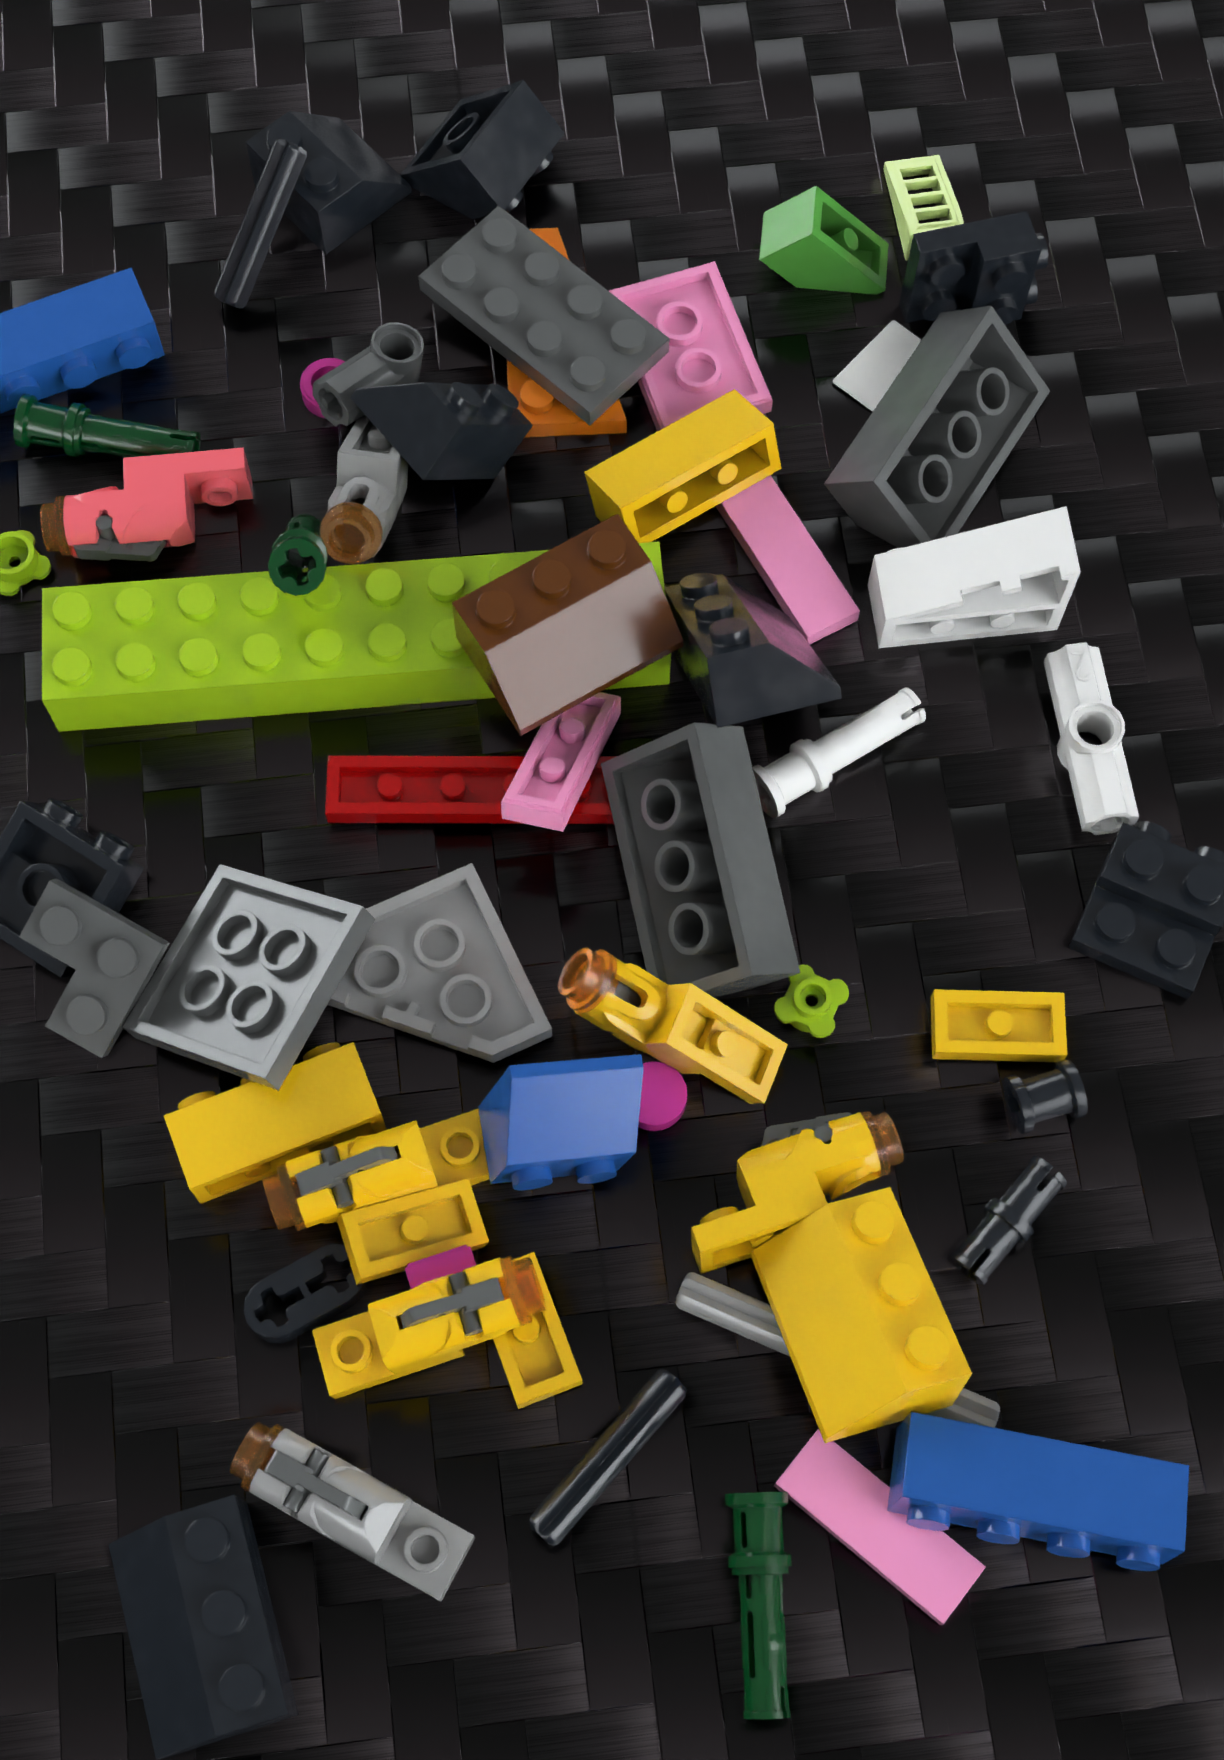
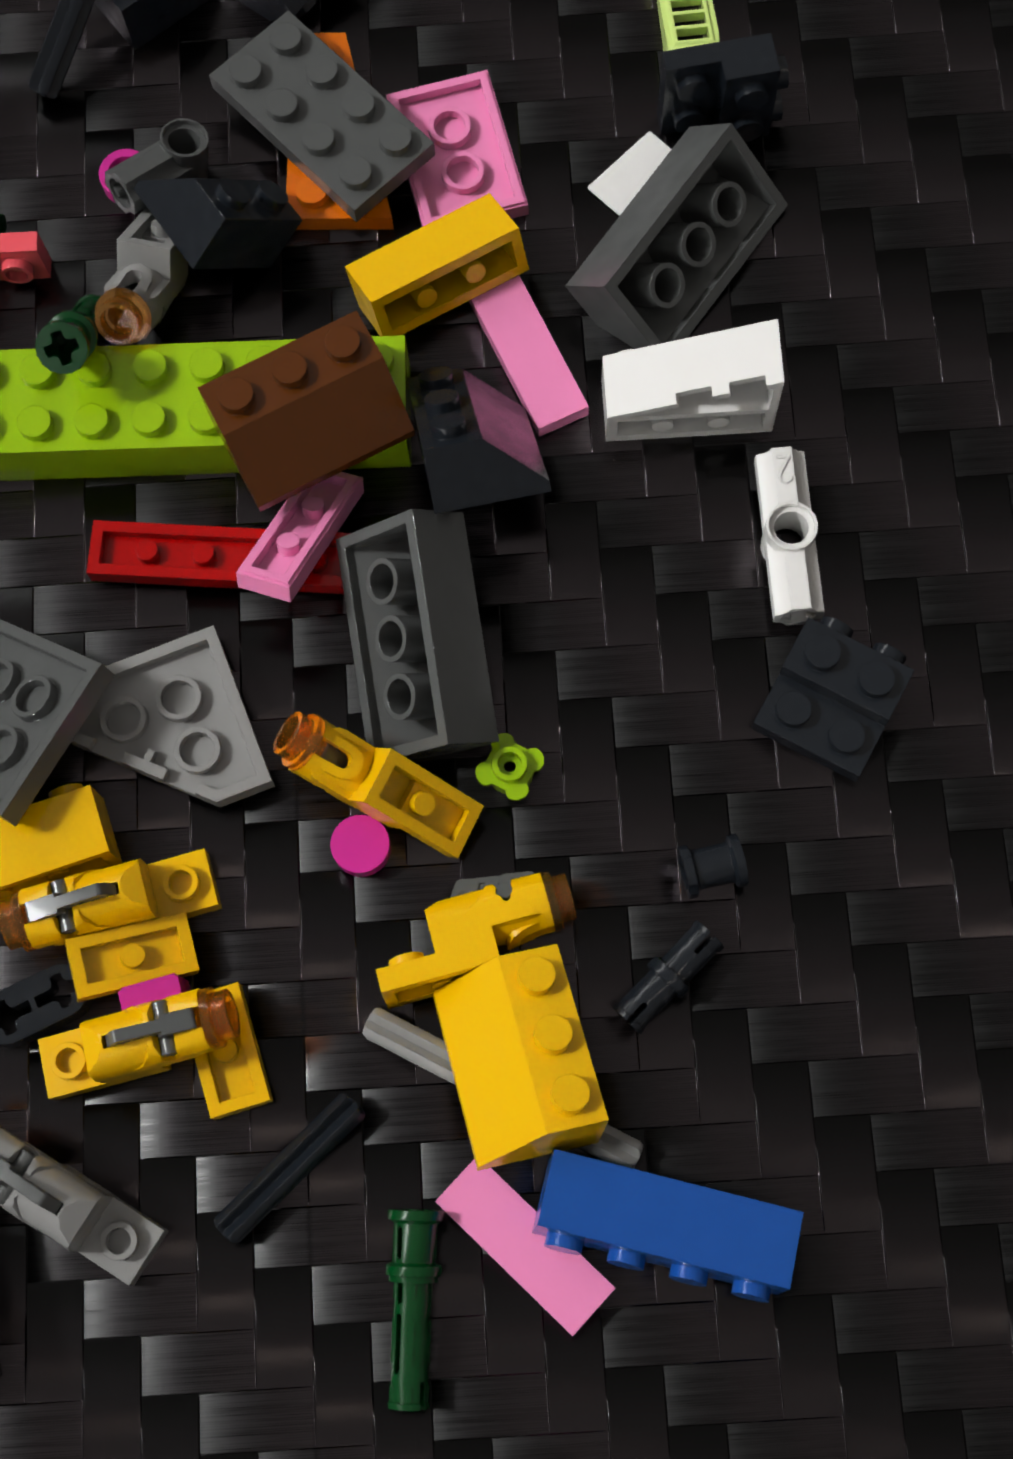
camera: 10 degrees right, 5 degrees up
(562, 1120) = (268, 867): slope -> none
(812, 763) = (531, 547): white pin -> none
(823, 246) = (588, 58): bright green slope -> none
(998, 1026) = (677, 798): yellow plate -> none

